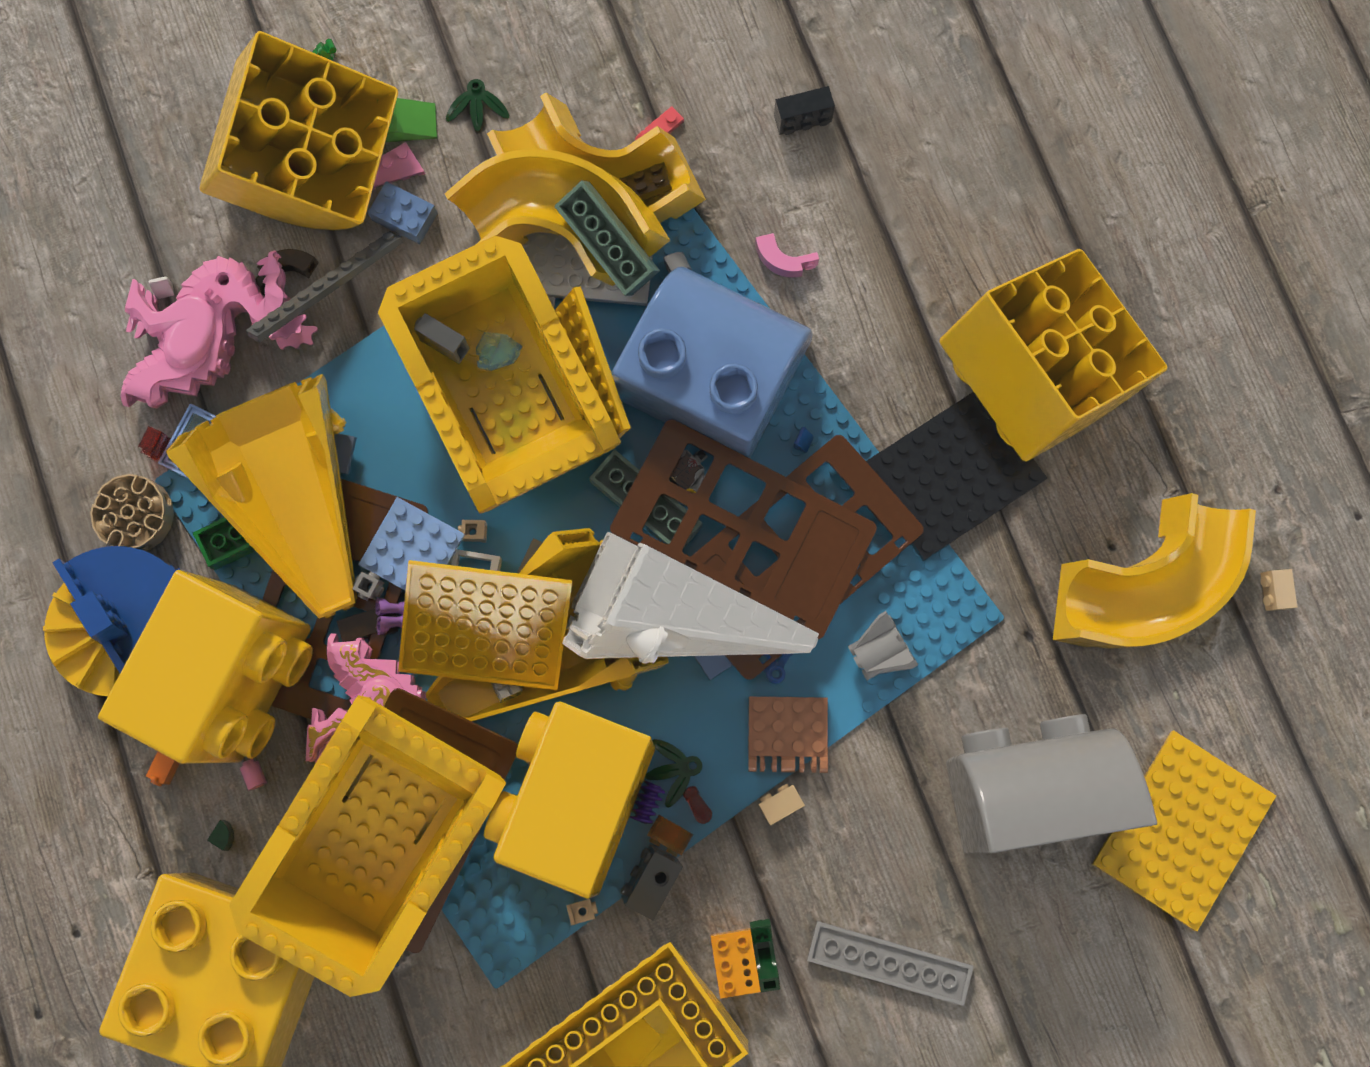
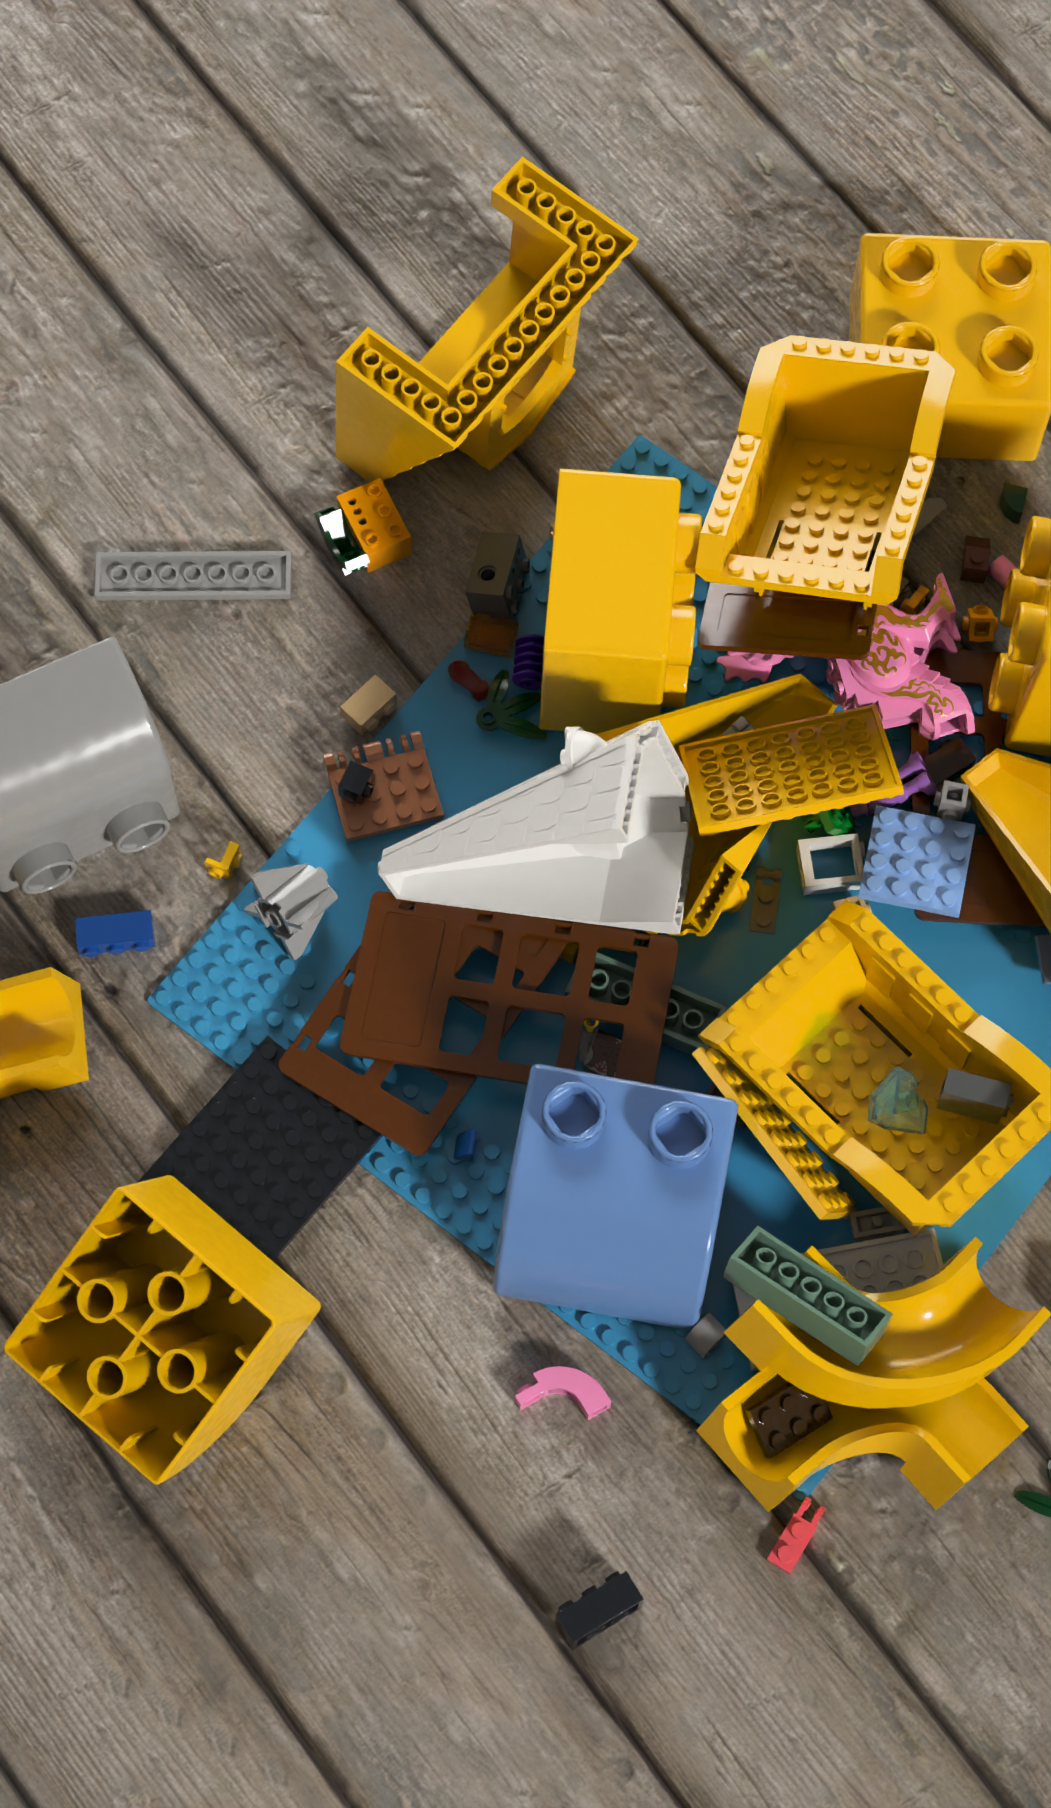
camera: 160 degrees right, 10 degrees down
(270, 797) = (975, 559): none -> reddish brown slope
(290, 735) = (985, 627): none -> light orange brick
(810, 733) = (356, 783): none -> black brick
(916, 708) = (231, 859): none -> yellow bracket
(1017, 673) = (115, 933): none -> blue brick

